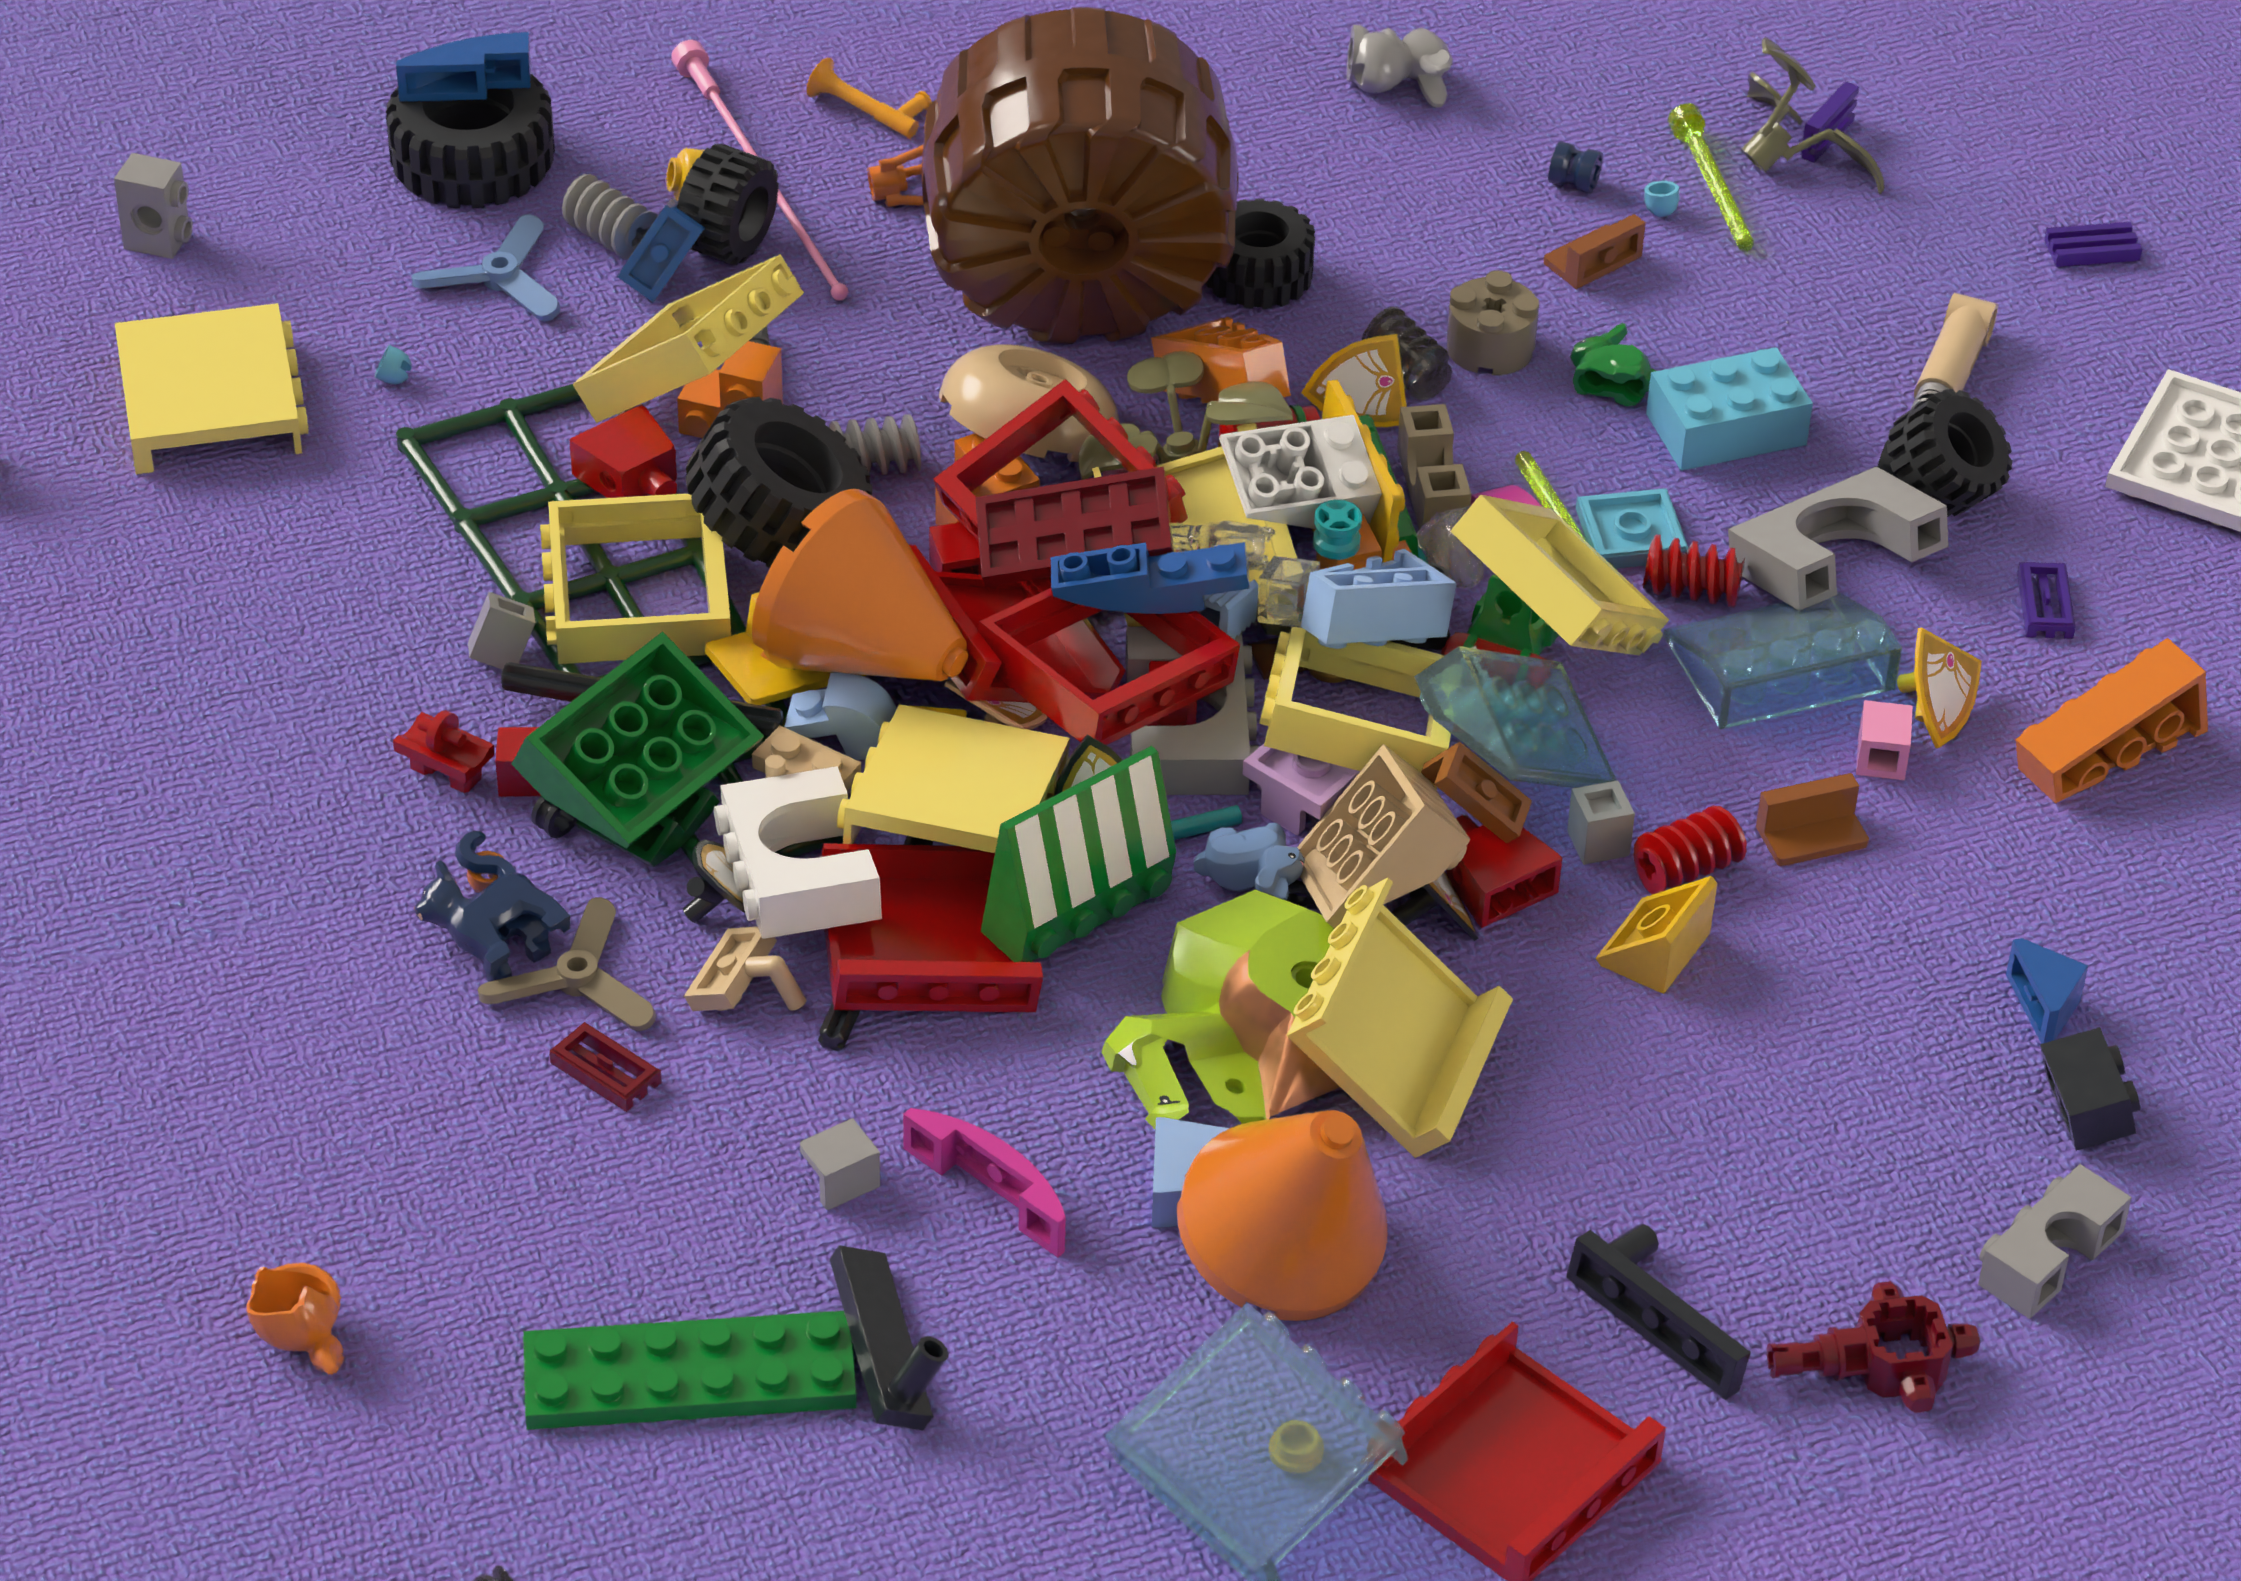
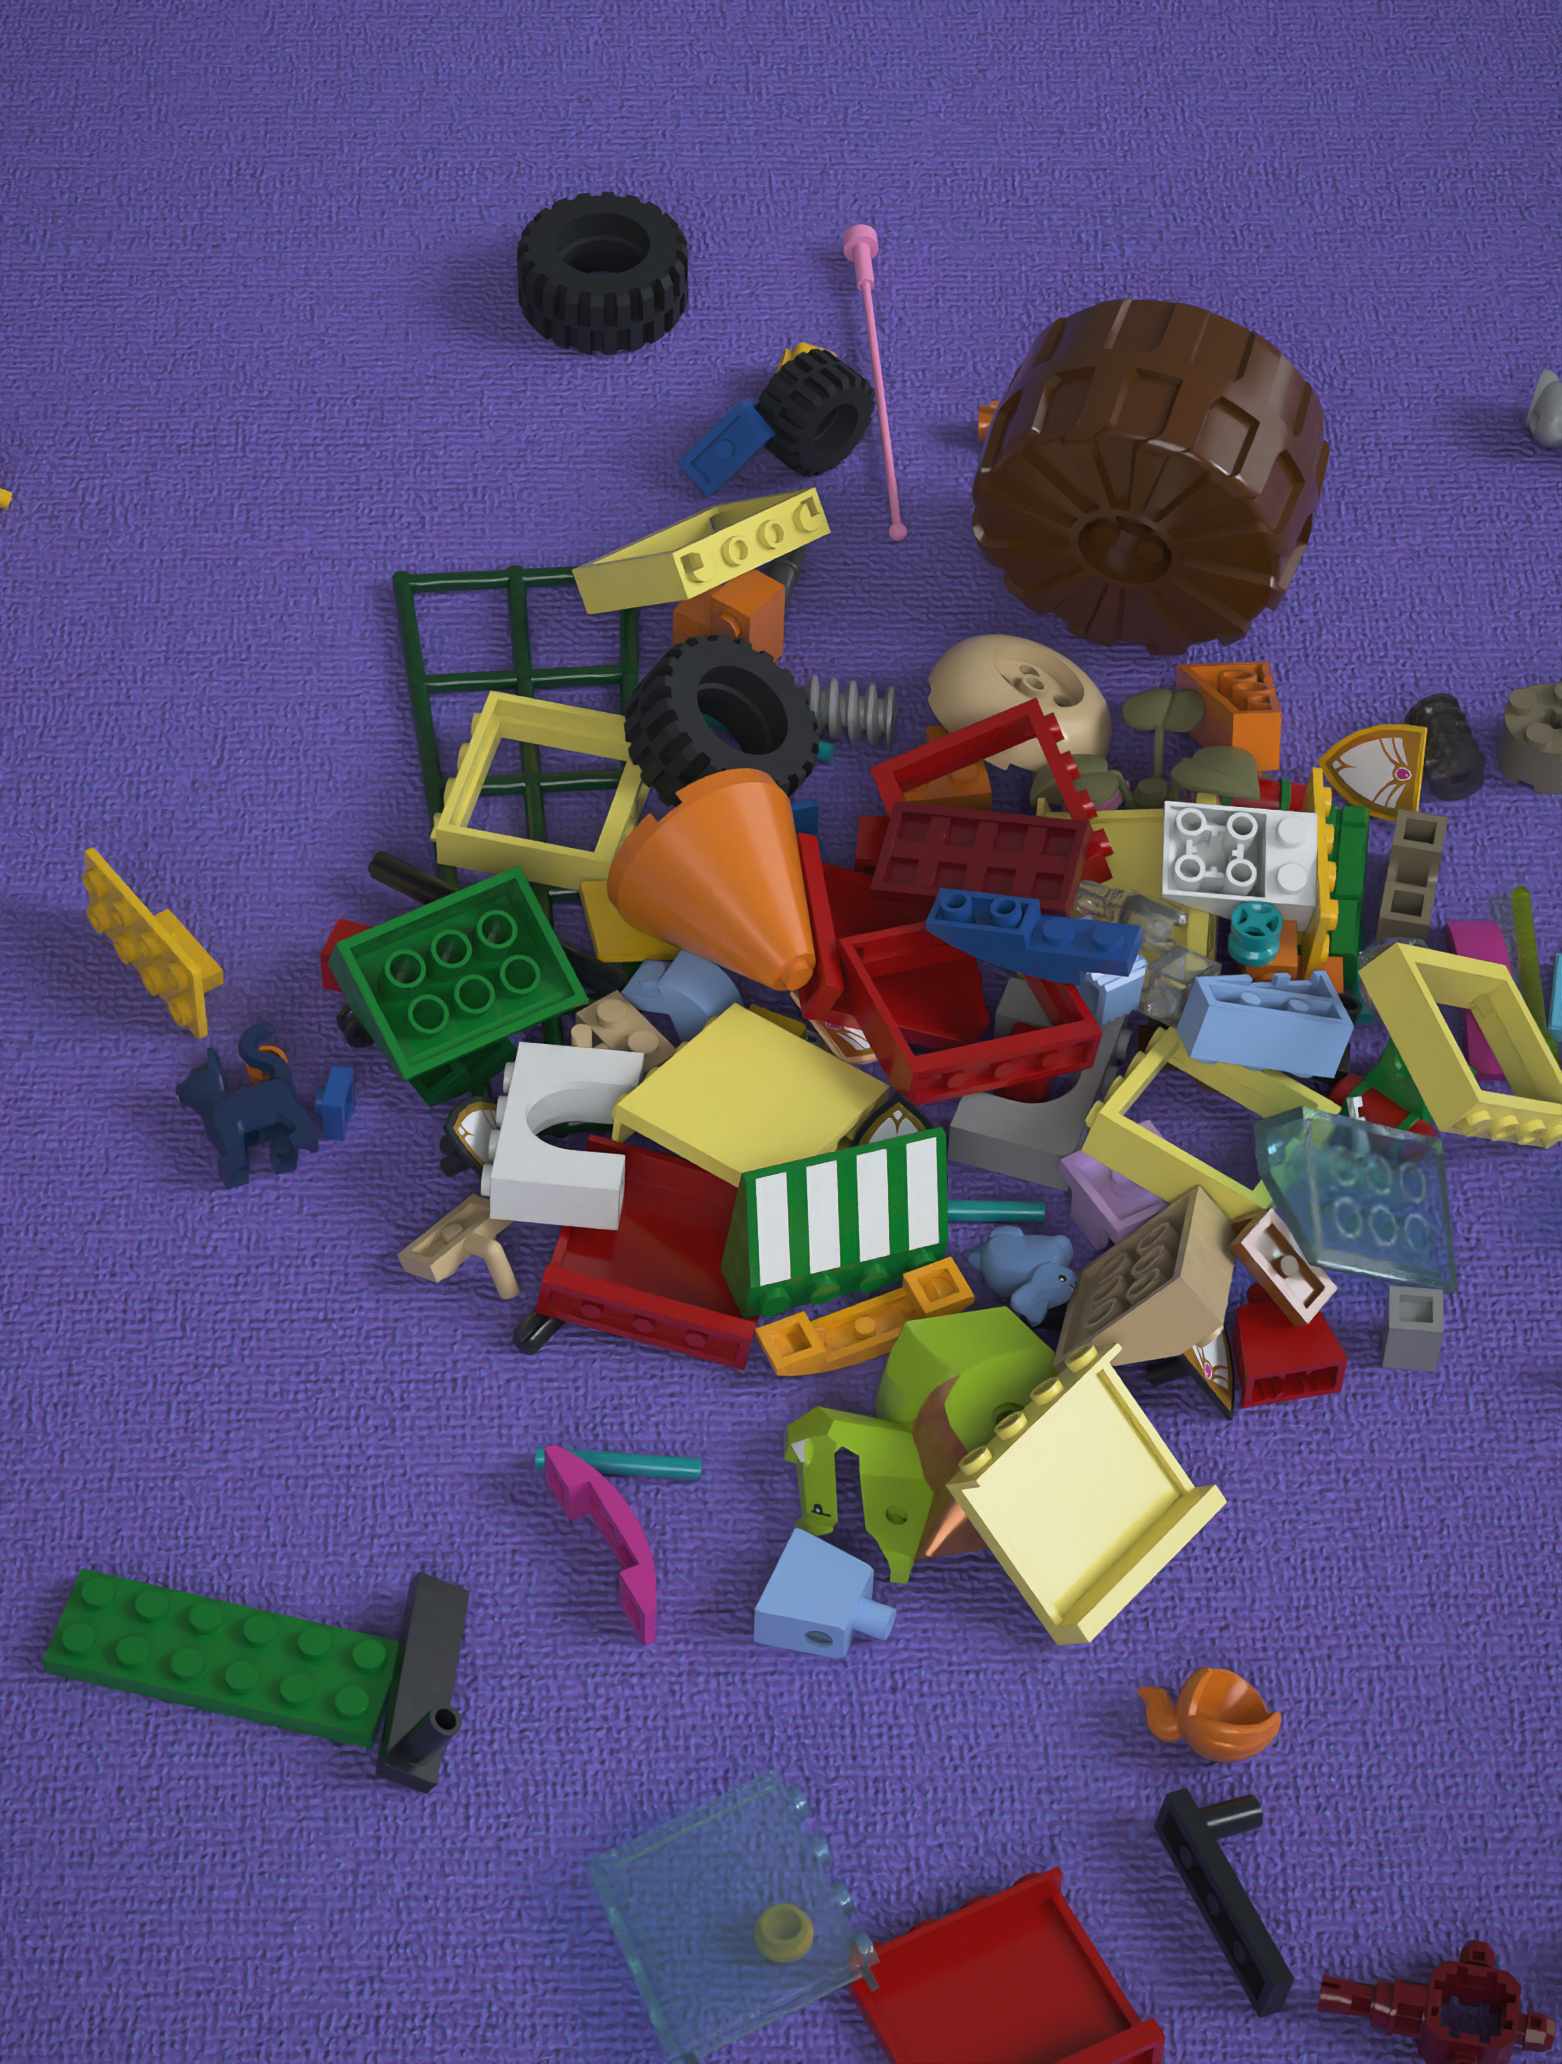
camera: 20 degrees right, 5 degrees up
(153, 205) = (261, 278): light grey brick -> none
(209, 379) = (236, 475): light yellow panel -> none
(328, 792) = (156, 945): none -> yellow bracket
(393, 366) = (420, 500): medium azure hinge -> none
(443, 747) = (283, 926): red hips -> none
(466, 68) = (610, 208): blue slope -> none
(501, 631) = (395, 814): light grey panel -> none
(502, 271) = (575, 425): medium blue piece -> none
(564, 883) = (336, 1102): none -> blue plate
(579, 974) = (310, 1199): dark tan piece -> none
(598, 1070) = (309, 1337): dark red tile -> none
(606, 215) = (695, 390): light grey piece -> none
(626, 456) = (594, 660): red torso -> none
(825, 80) = (981, 298): light orange piece -> none
(844, 1162) = (466, 1481): light grey panel -> none
(981, 1111) = (634, 1464): none -> teal bar
(1132, 945) = (865, 1329): none -> light orange slope
(1269, 257) = (1340, 599): black tyre -> none
(1285, 1214) = (875, 1678): orange cone -> none
(1579, 1171) = (1213, 1714): none -> orange hair
(1661, 934) = (1422, 1474): yellow slope -> none
(1688, 849) = (1492, 1381): red piece -> none

